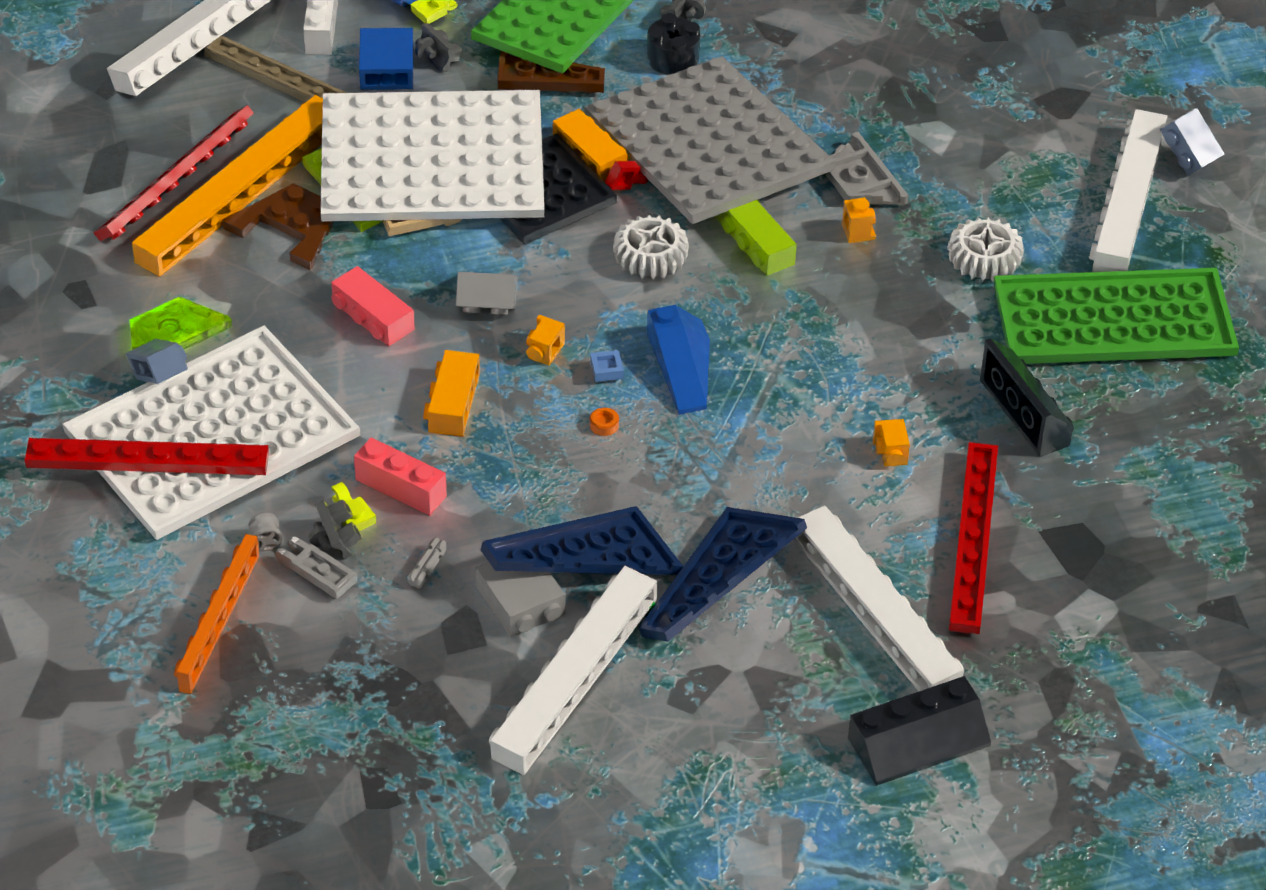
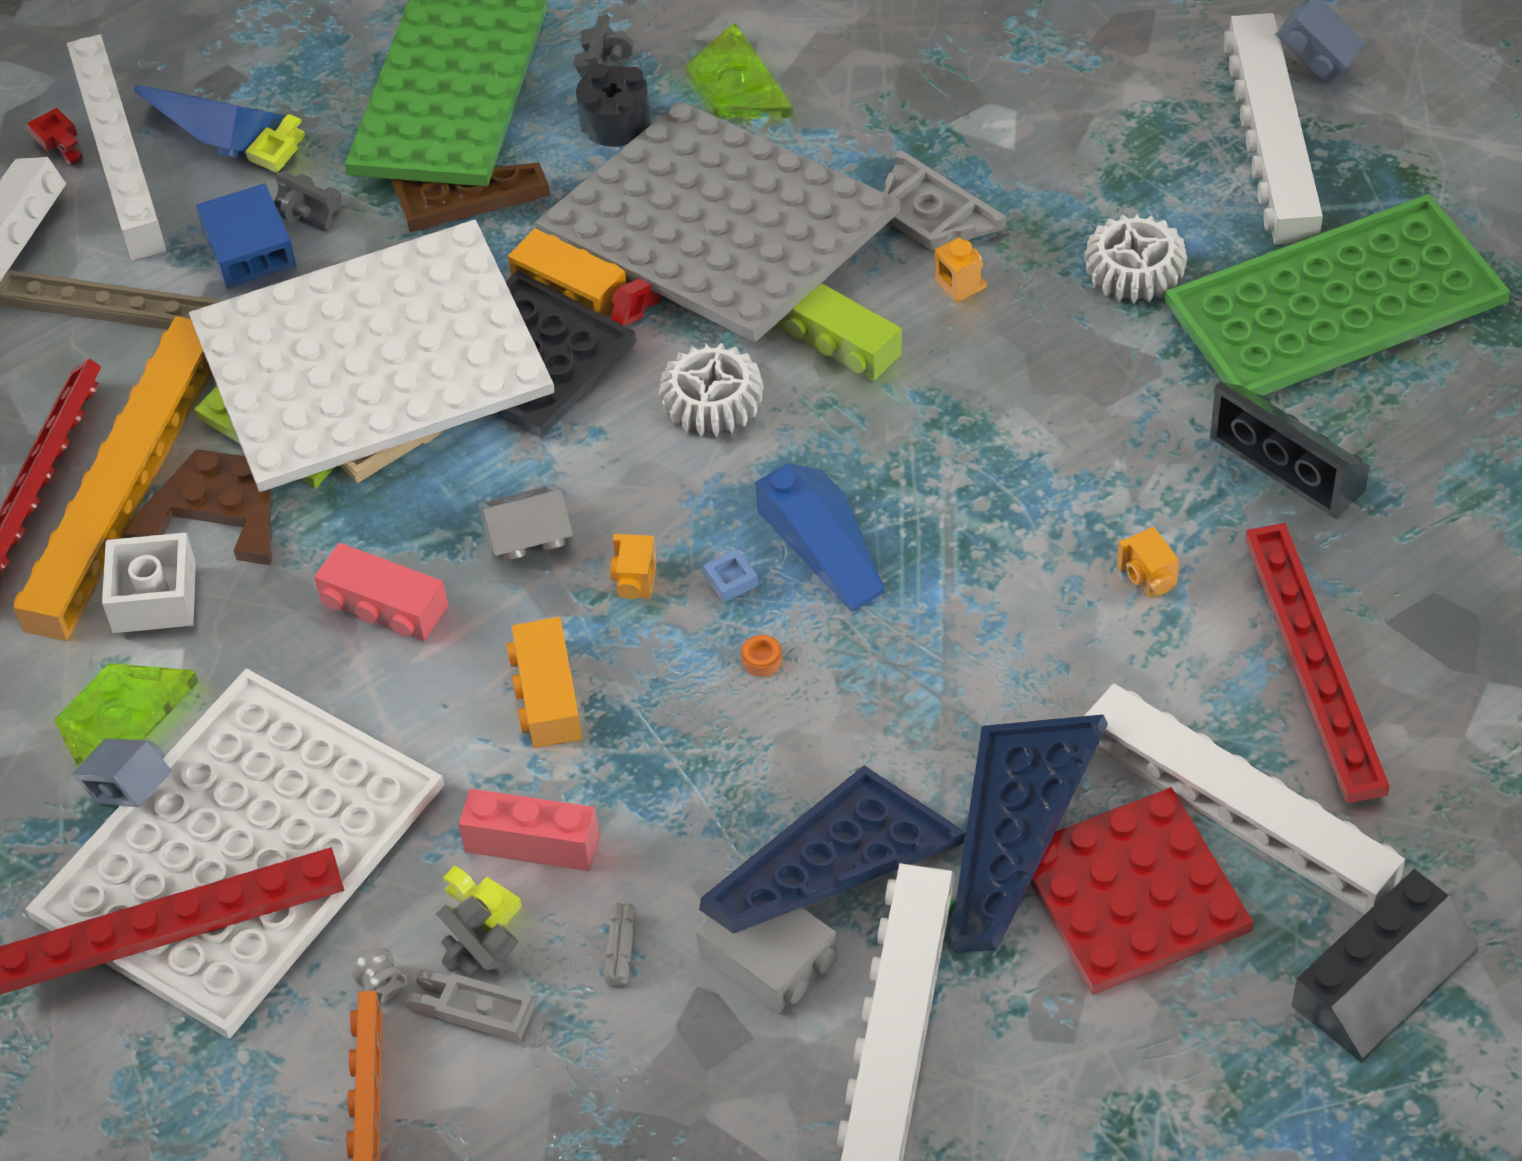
camera: 15 degrees left, 5 degrees up
(225, 254) = (149, 582): none -> white brick
(768, 53) = (735, 80): none -> clear neon green wing
(779, 637) = (1136, 891): none -> red plate

